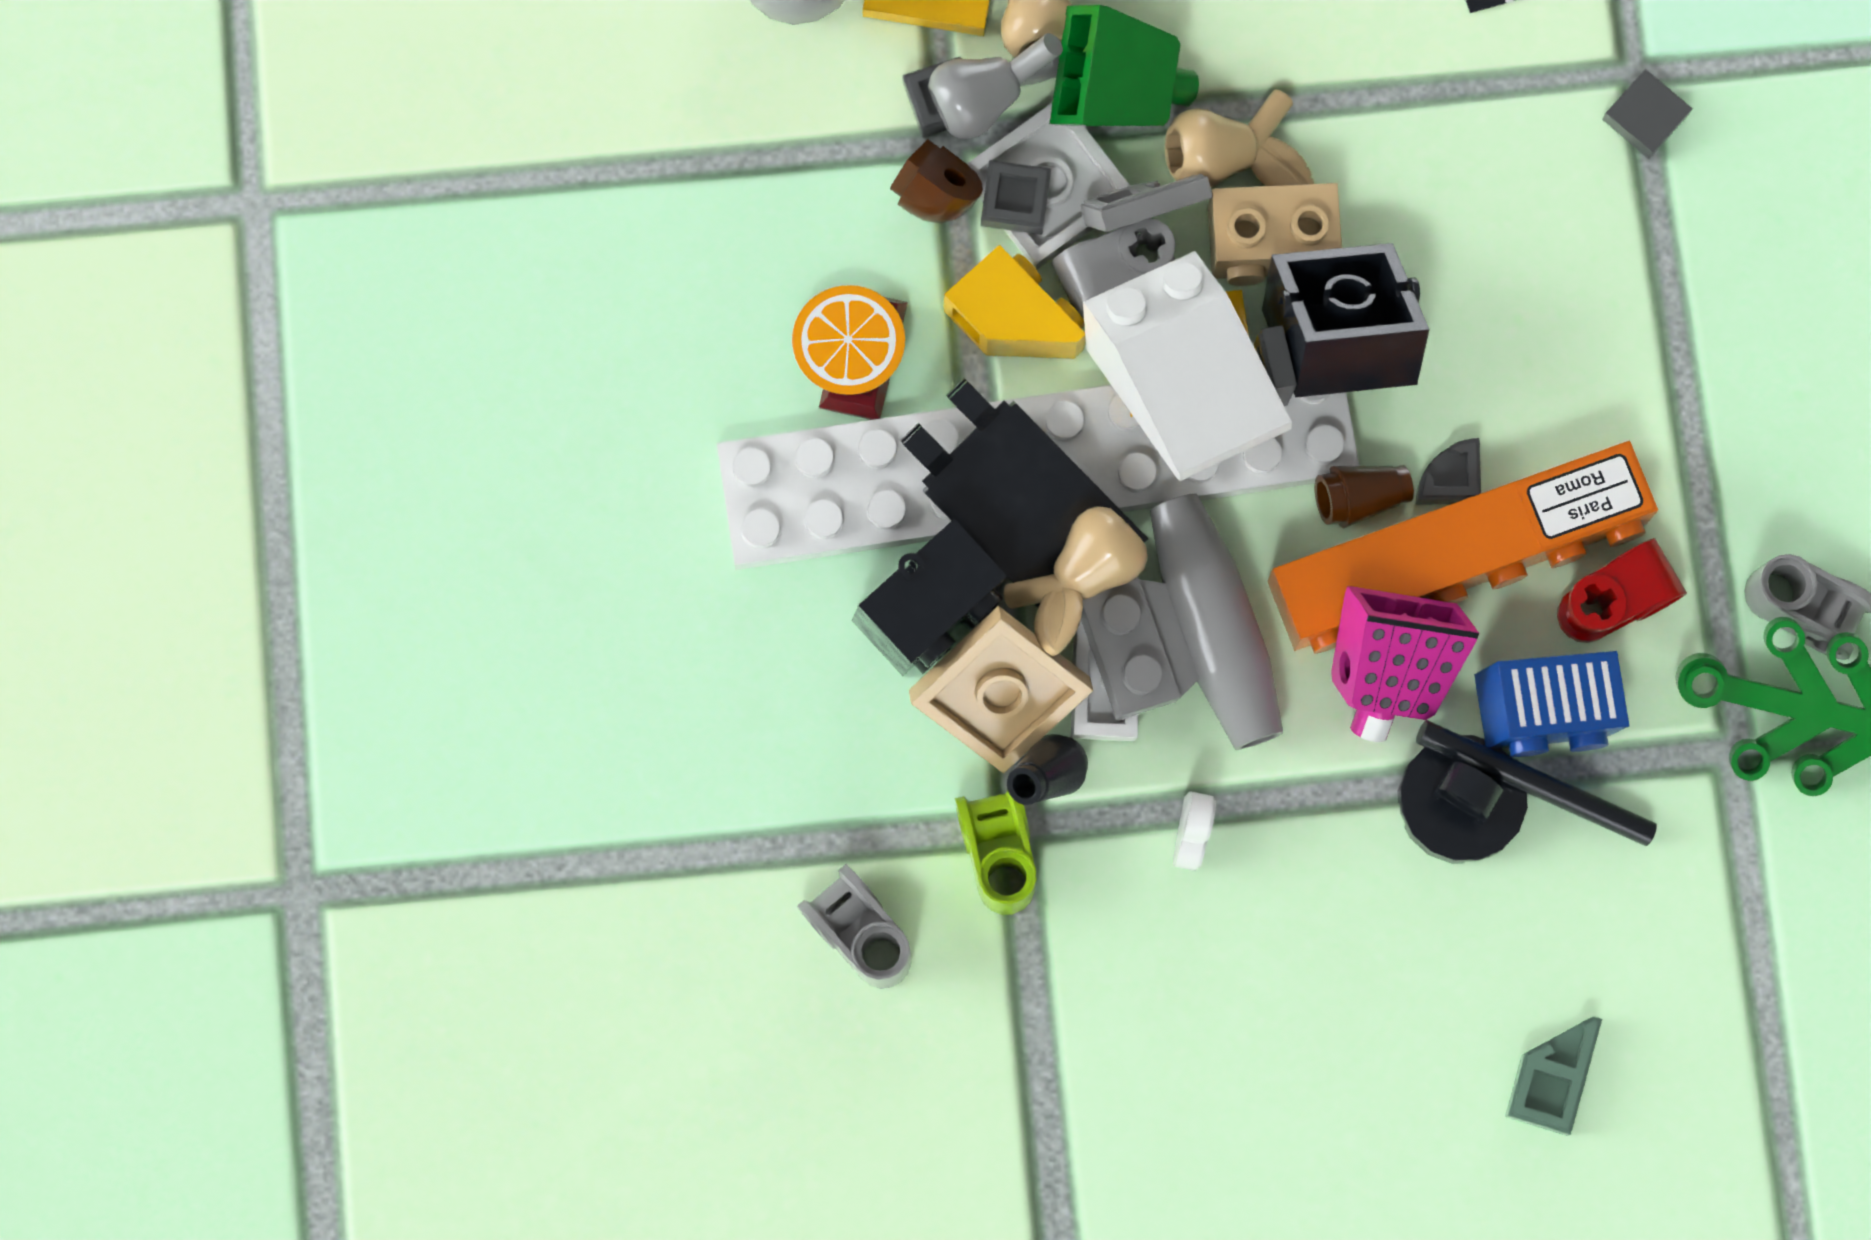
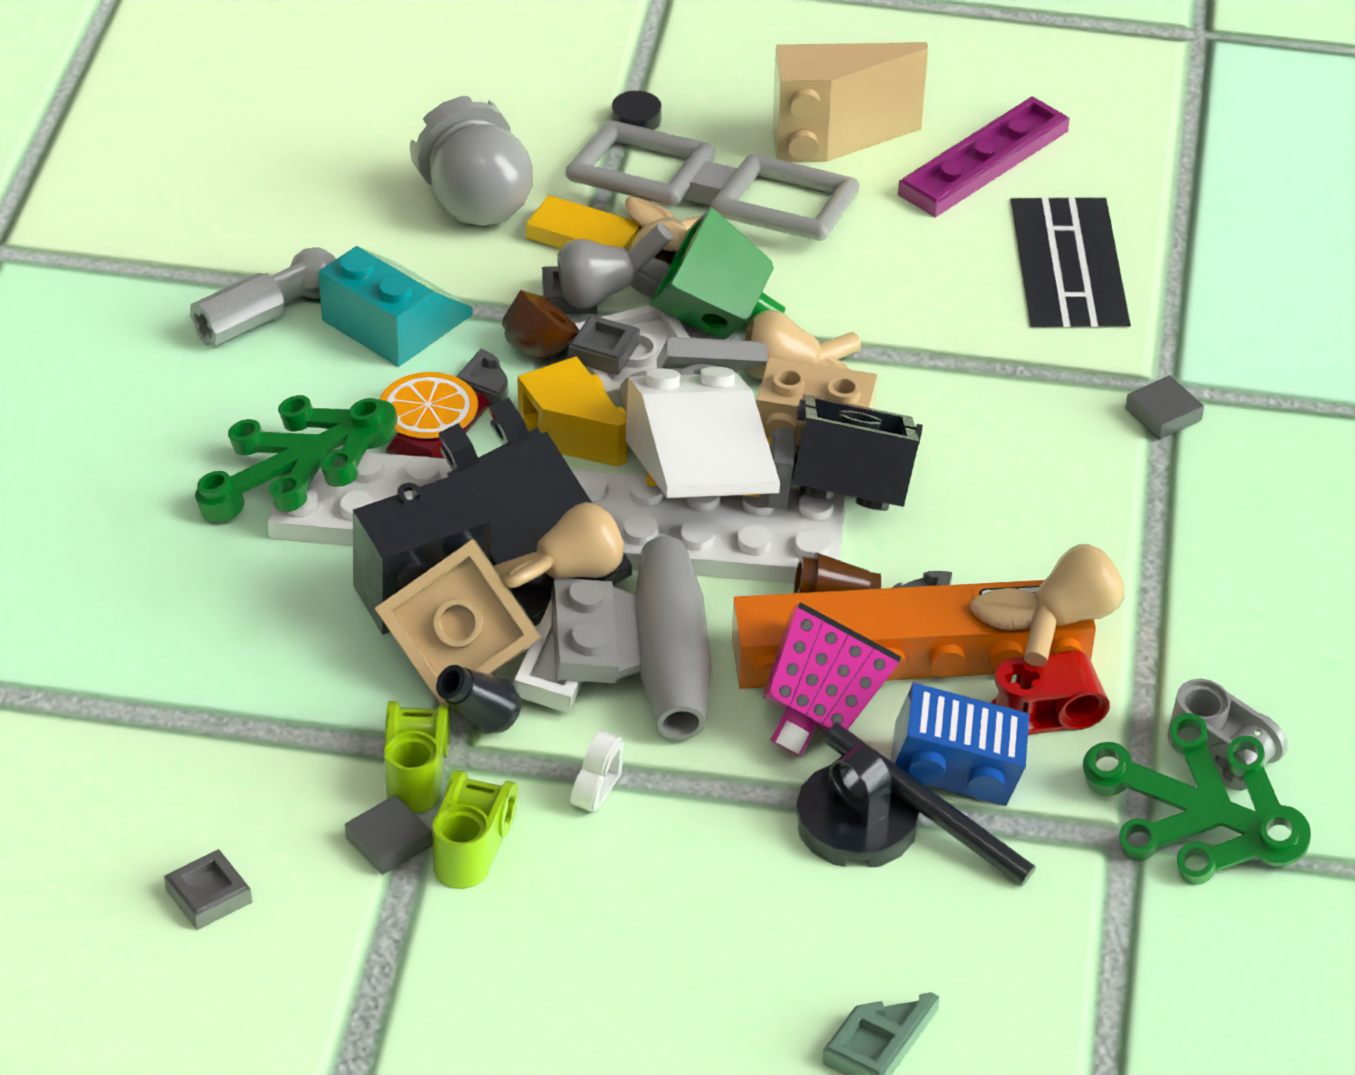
camera: 15 degrees right, 35 degrees down
(605, 217) = (258, 298): none -> light grey piece
(744, 461) = (362, 427): none -> green plant
(754, 184) = (386, 305): none -> teal slope
(847, 1075) = (208, 889): none -> flat silver tile
(851, 920) = (265, 784): light grey piece -> none
(893, 270) = (486, 377): none -> dark grey tile
(1004, 957) = (388, 834): none -> dark grey tile
(1087, 919) = (471, 828): none -> lime piece
(1636, 487) = (1077, 589): none -> tan piece

